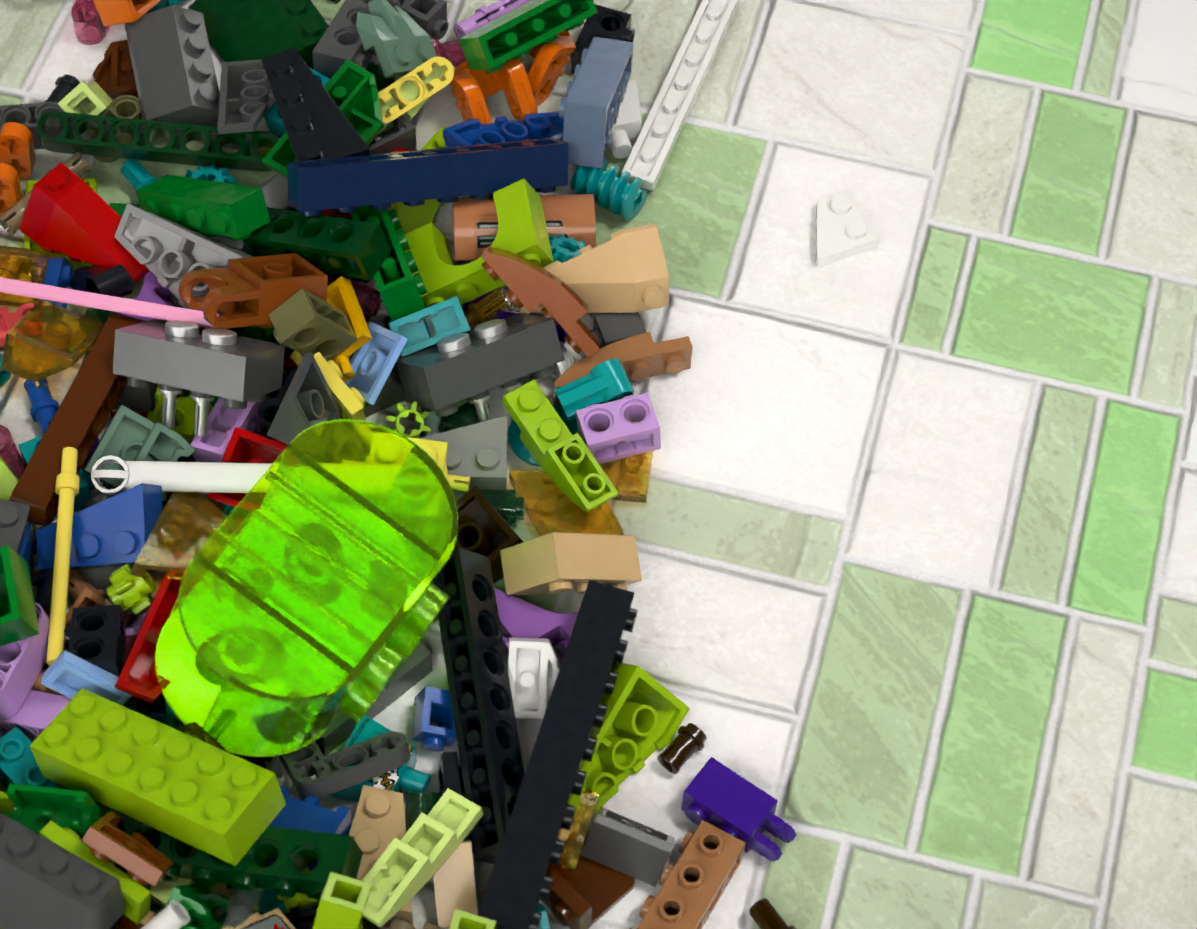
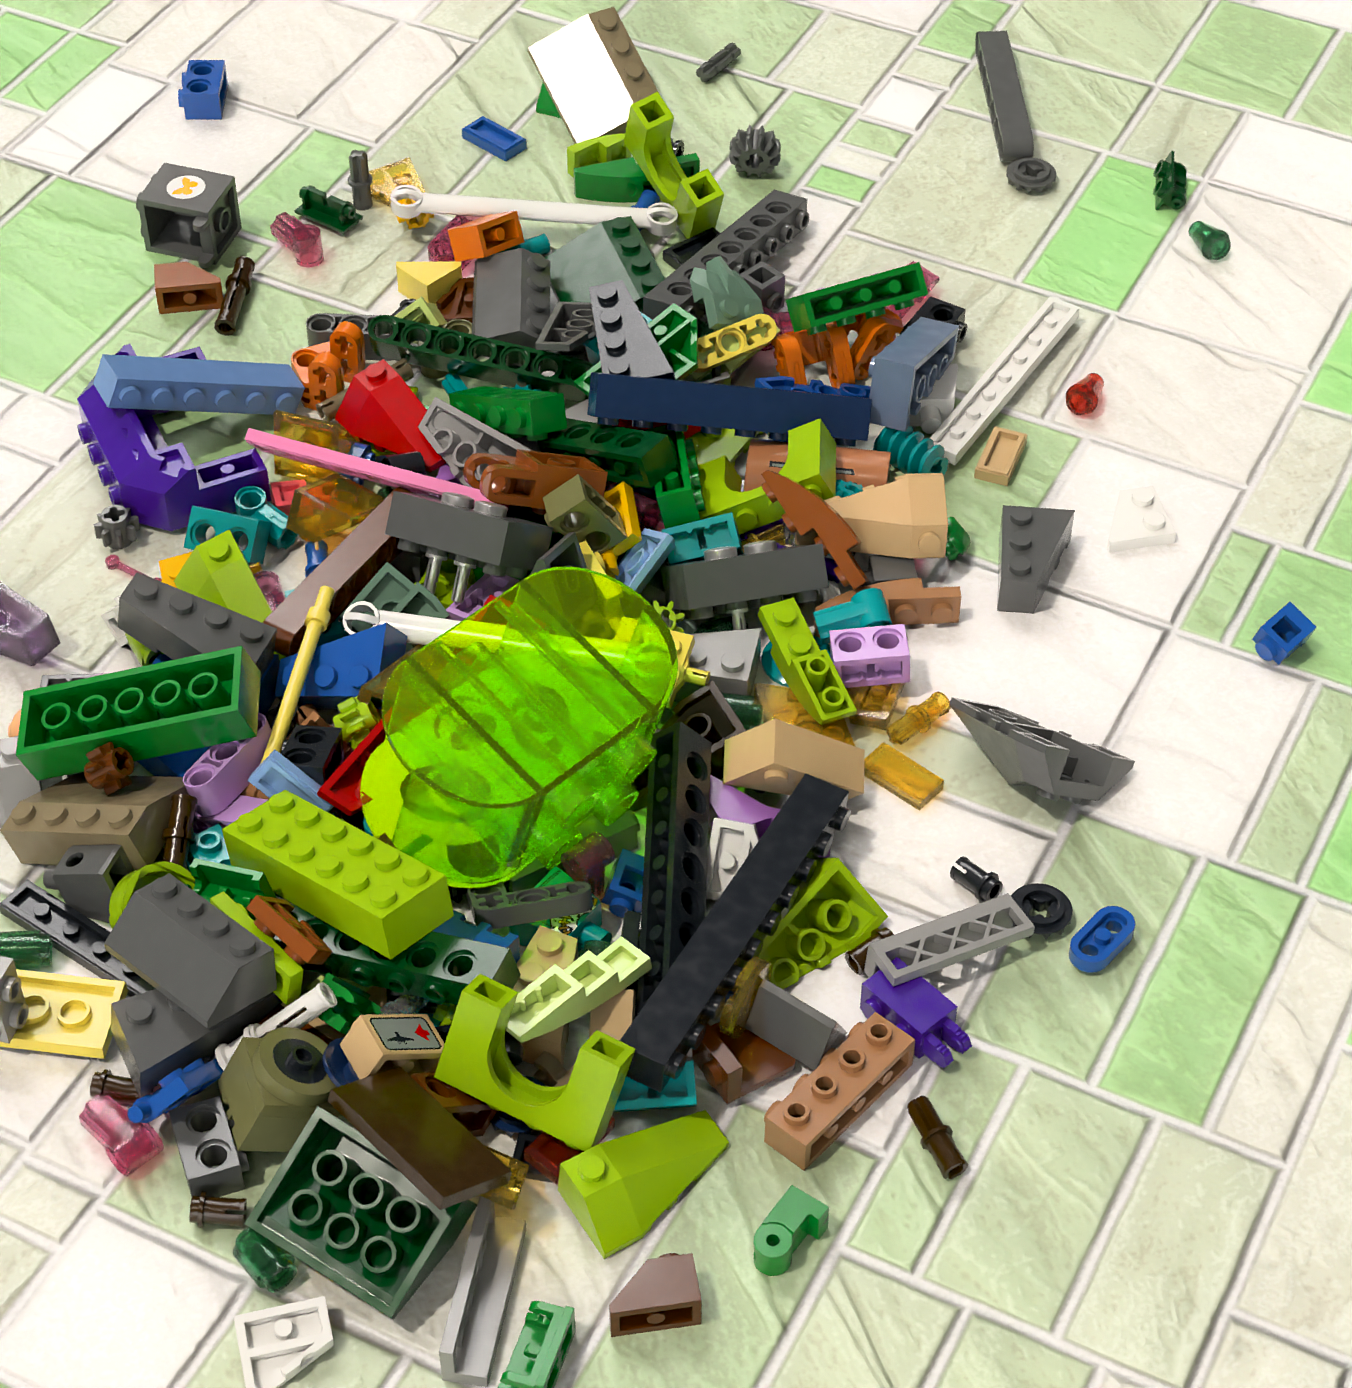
camera: 15 degrees right, 10 degrees down
(78, 50) = (427, 279): none -> light yellow slope
(395, 707) = (588, 861): none -> piece
(672, 550) = (902, 776): none -> clear yellow tile
(675, 485) = (918, 718): none -> clear yellow axle
(676, 278) = (958, 539): none -> green arm
(694, 174) = (1000, 456): none -> tan tile
(743, 285) = (1029, 553): none -> dark grey wedge
(751, 723) = (949, 940): none -> light grey fence
(763, 94) = (1084, 394): none -> clear red cone
(766, 654) = (983, 884): none -> black pin
(800, 510) = (1040, 756): none -> dark grey wedge
(828, 661) = (1041, 898): none -> black gear
(891, 700) = (1098, 941): none -> blue plate
(1001, 339) = (1283, 634): none -> blue brick

